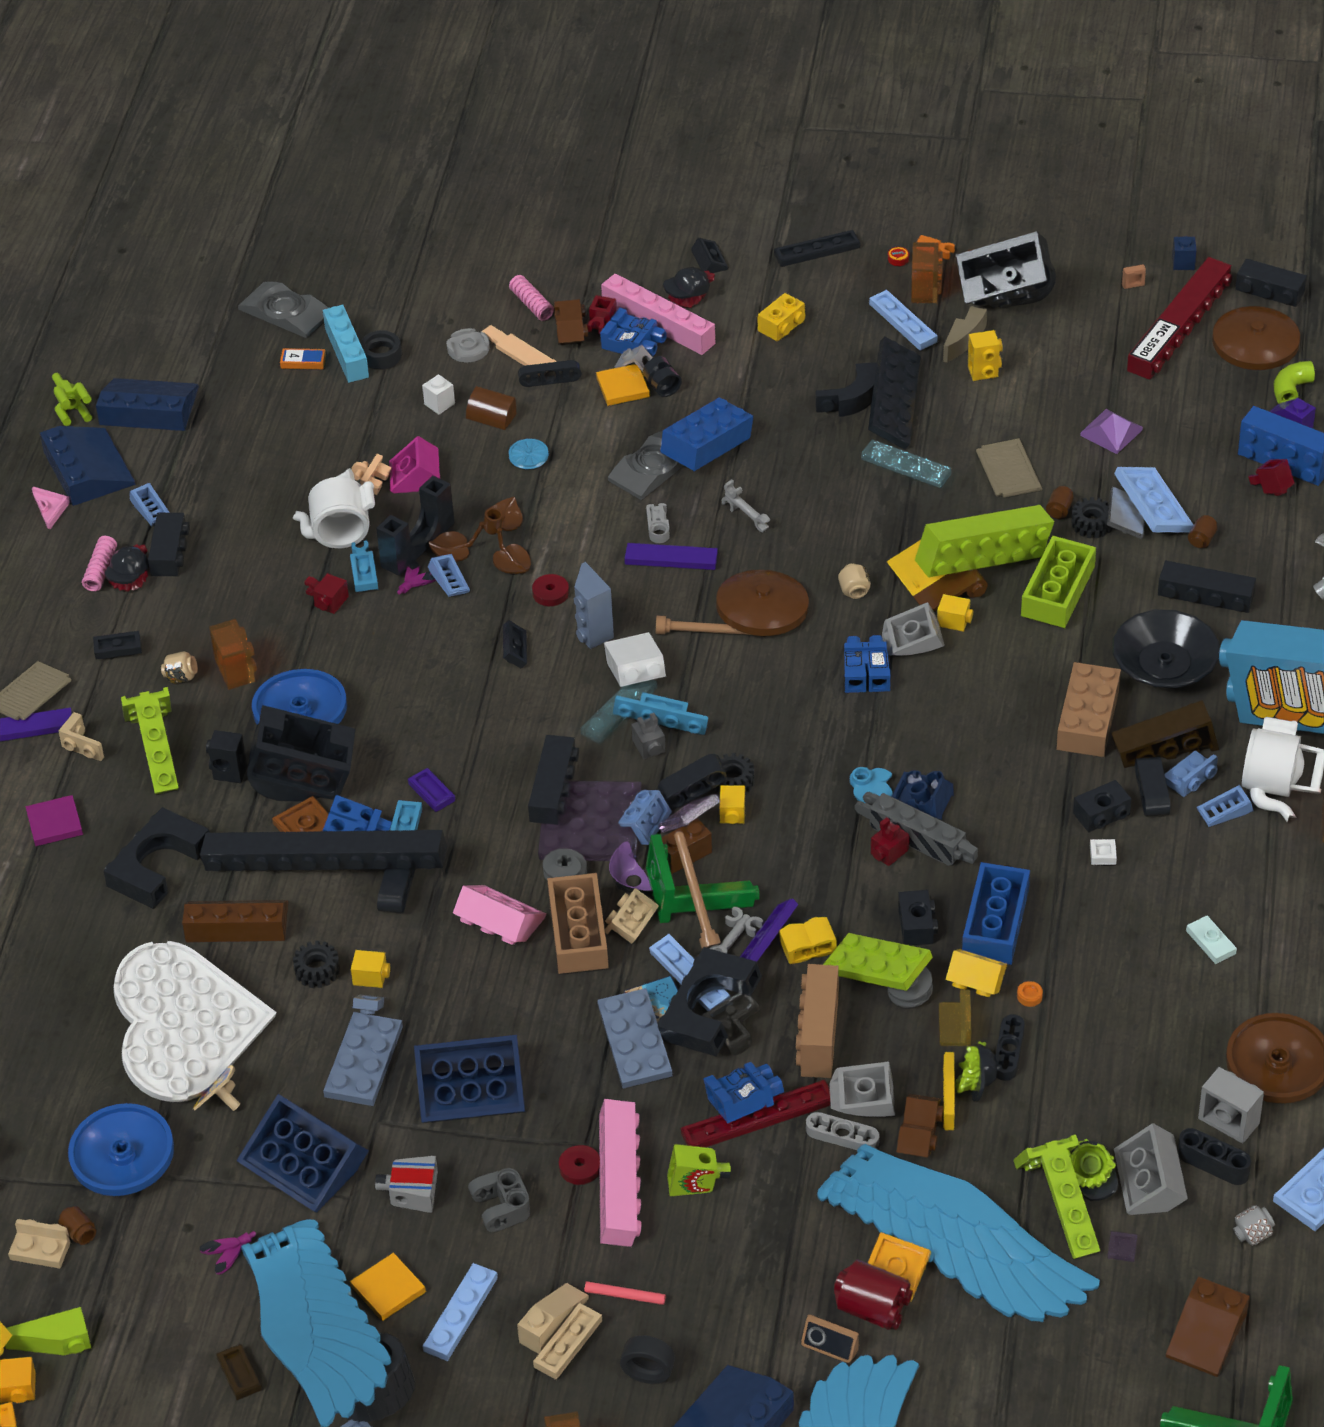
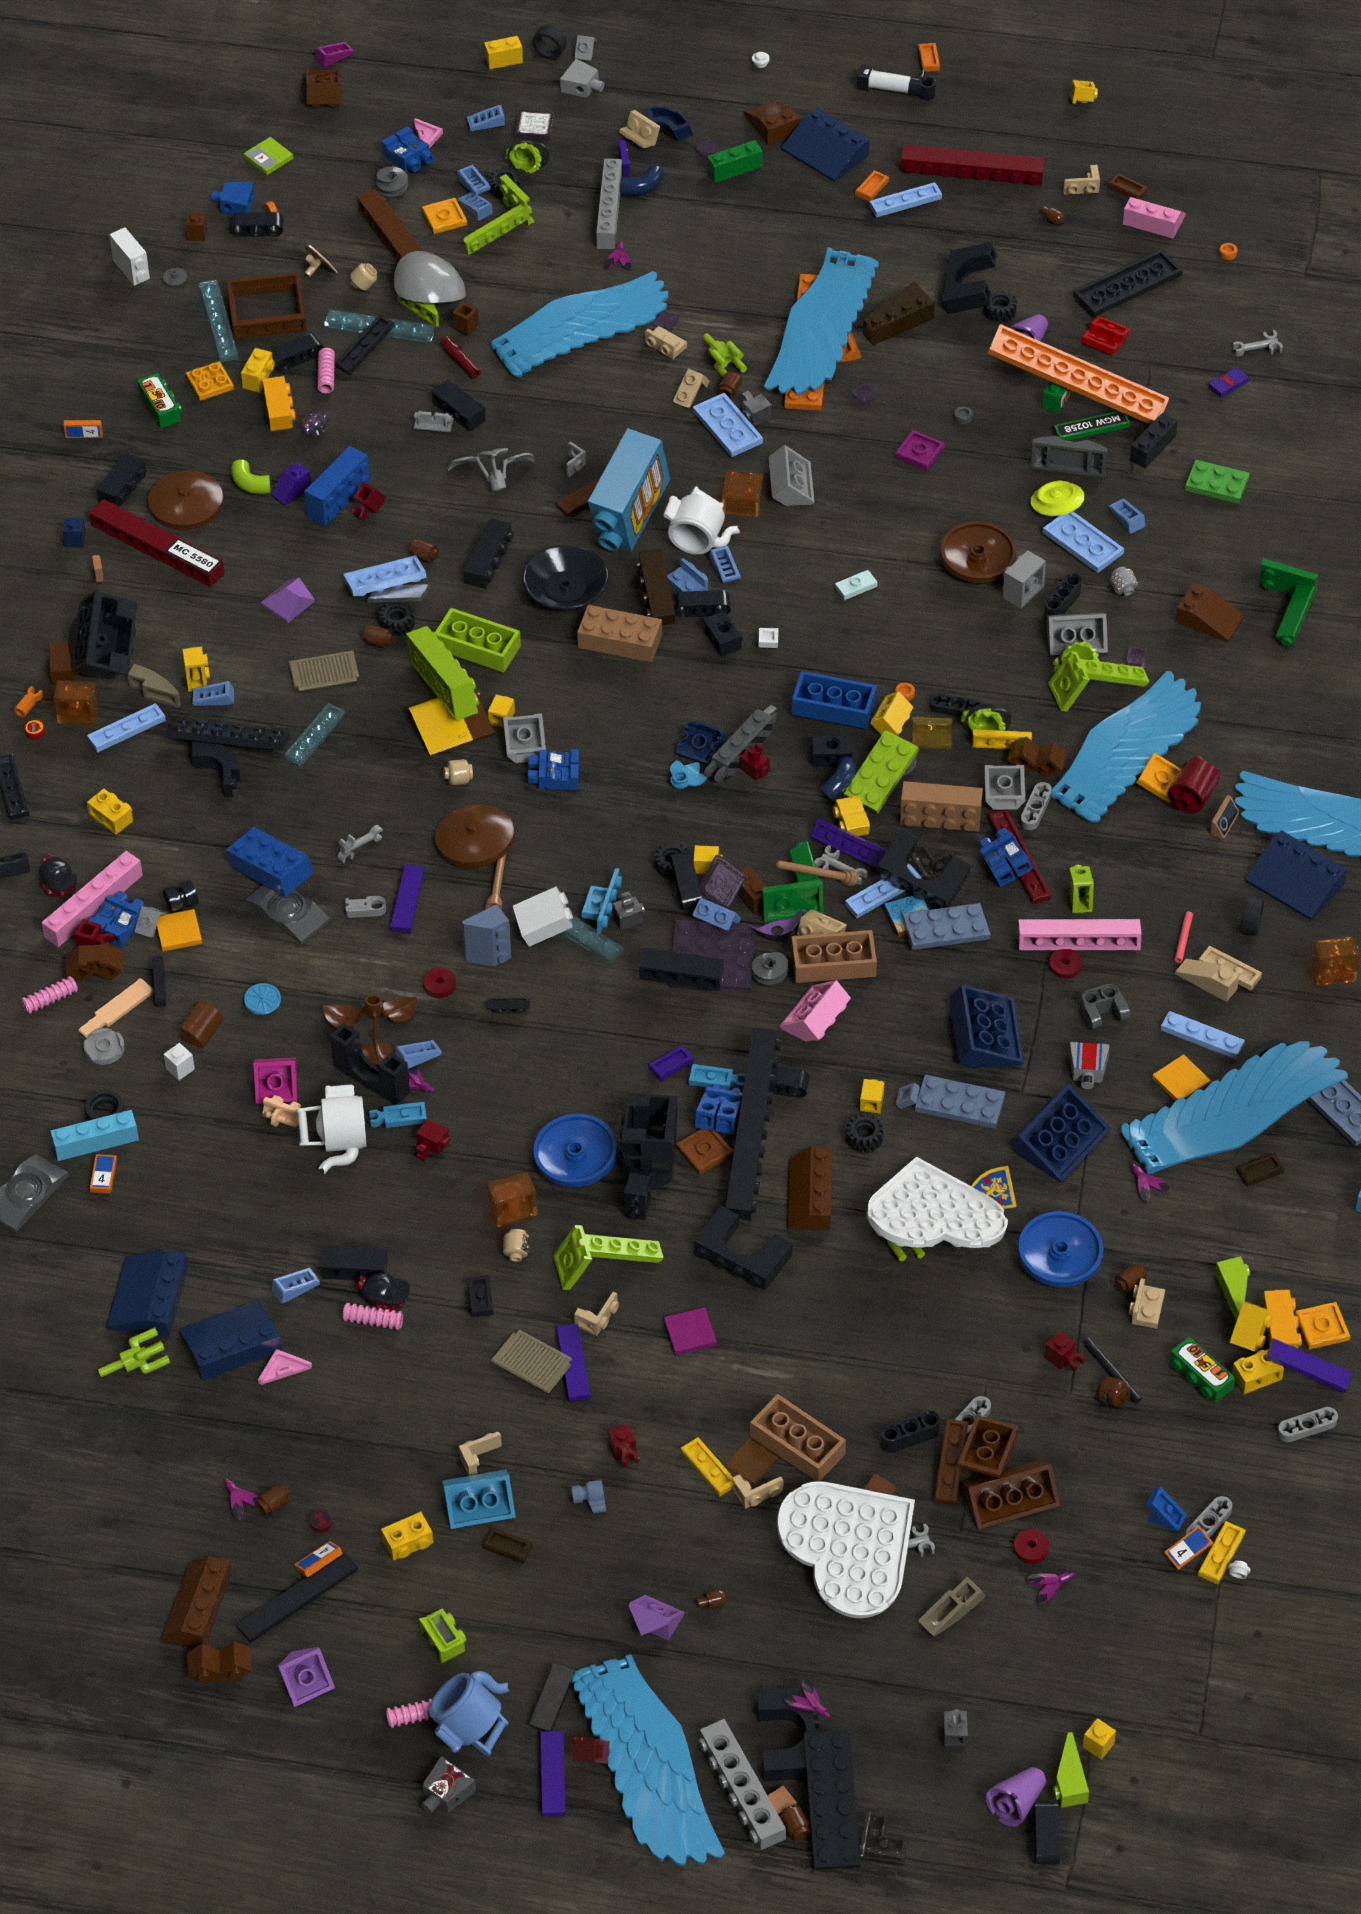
camera: 90 degrees left, 5 degrees up
(868, 924) = (841, 778): none -> dark blue cylinder
(960, 384) = (225, 696): none -> medium blue slope

